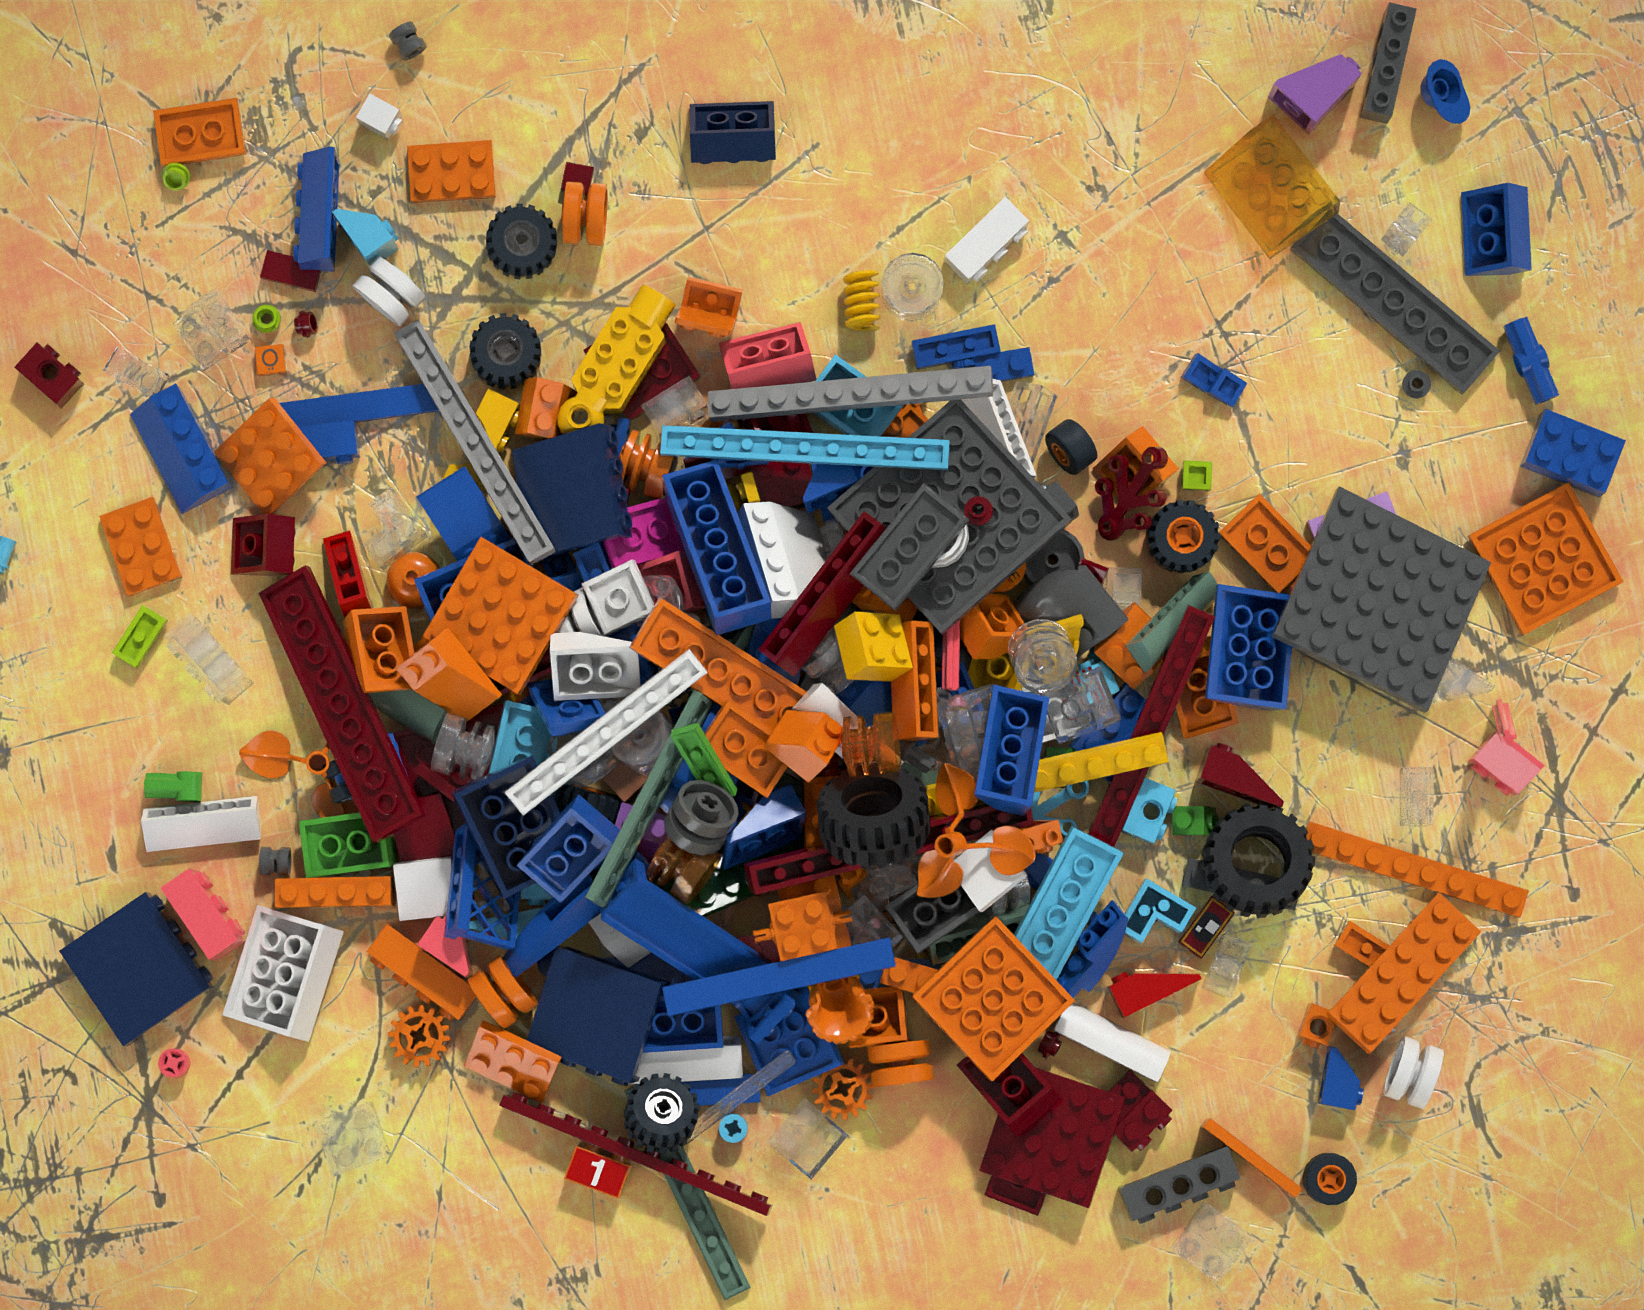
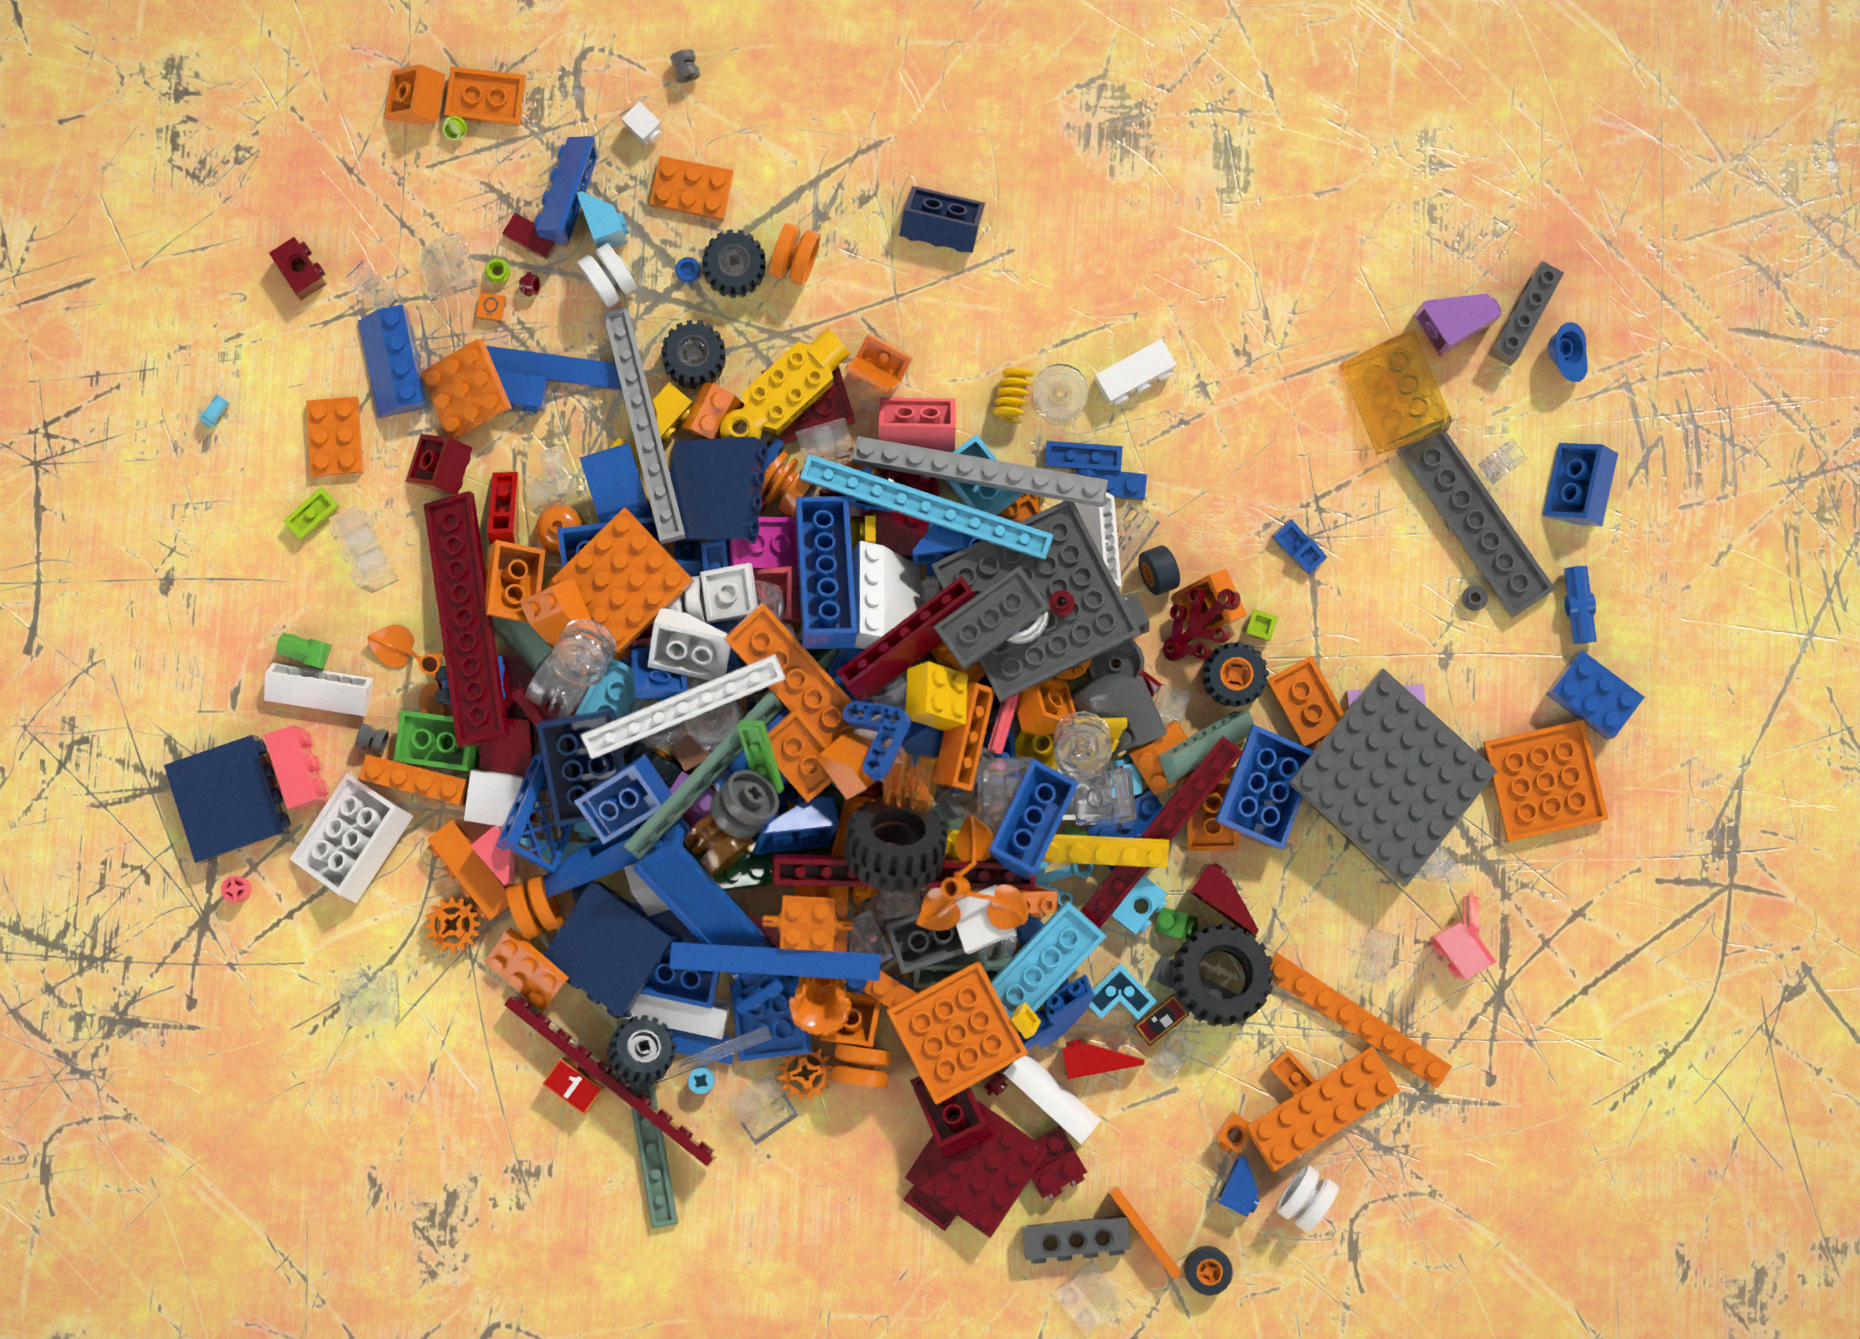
camera: 15 degrees right, 0 degrees up
(122, 152) = (415, 95): none -> orange slope
(472, 261) = (688, 270): none -> blue tile
(482, 704) = (583, 652): none -> clear wheel
(578, 173) = (799, 219): dark red tile -> none
(830, 698) = (879, 760): none -> blue beam
(1062, 966) = (1025, 1020): none -> yellow plate

